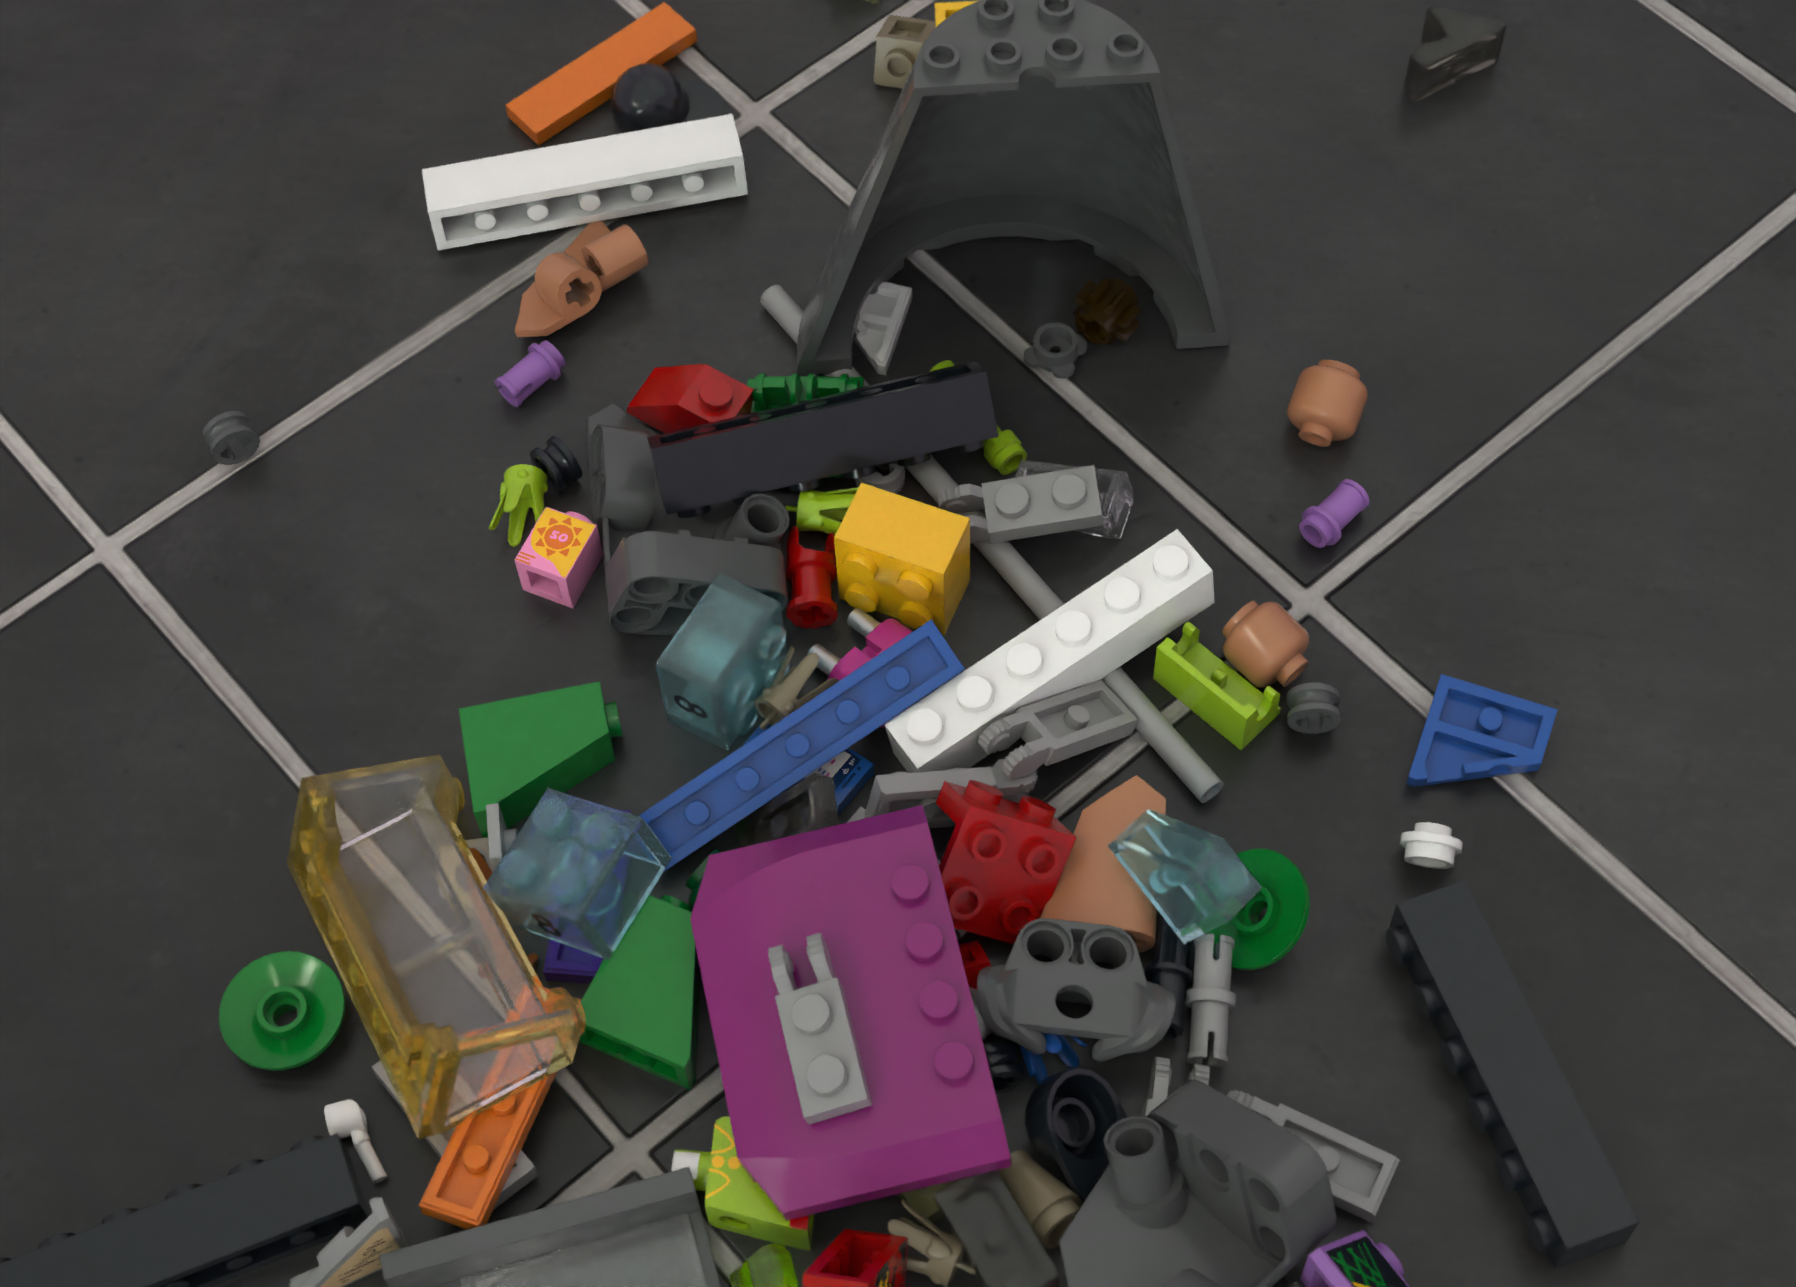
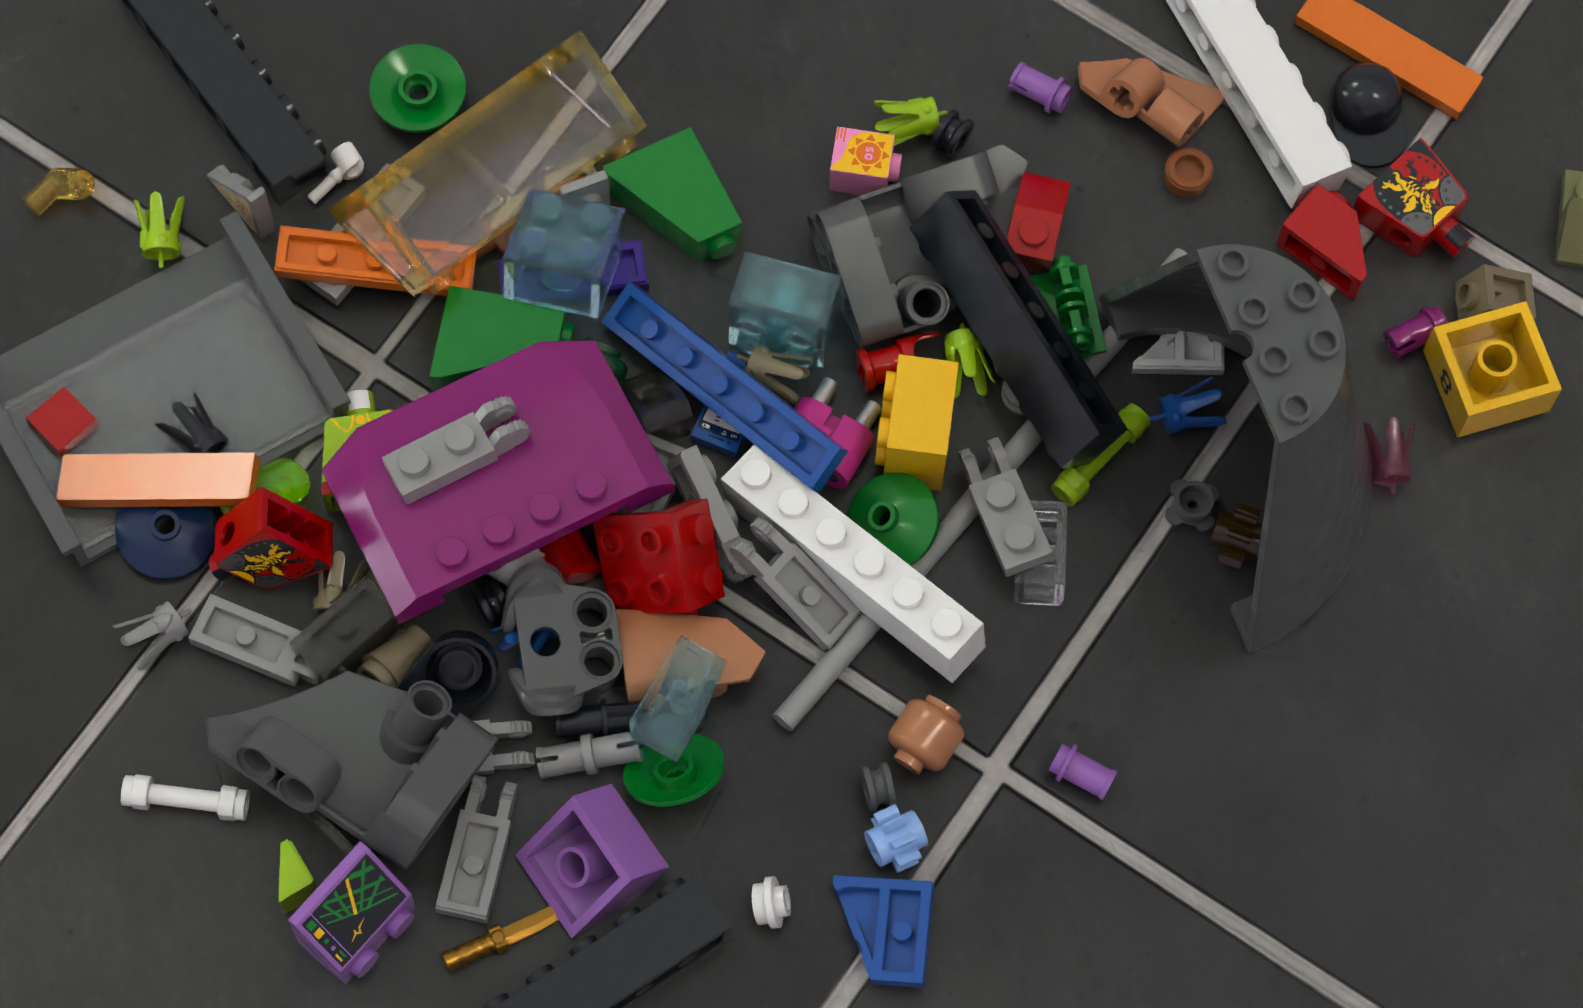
camera: 70 degrees right, 10 degrees up
(675, 270) = (1188, 172): none -> dark orange tile
(783, 84) = (1416, 204): none -> torso
(801, 163) = (1327, 240): none -> red slope
(948, 328) = (1175, 409): none -> blue piece
(985, 595) = (912, 514): none -> green dish
(1214, 688) = (879, 703): lime hinge -> none
(1327, 402) = (1194, 743): nougat head -> none
(1346, 1025) = (591, 859): none -> medium lavender slope
(1381, 700) = (896, 838): none -> light blue gear
(1416, 1156) = (498, 939): none -> pearl gold piece

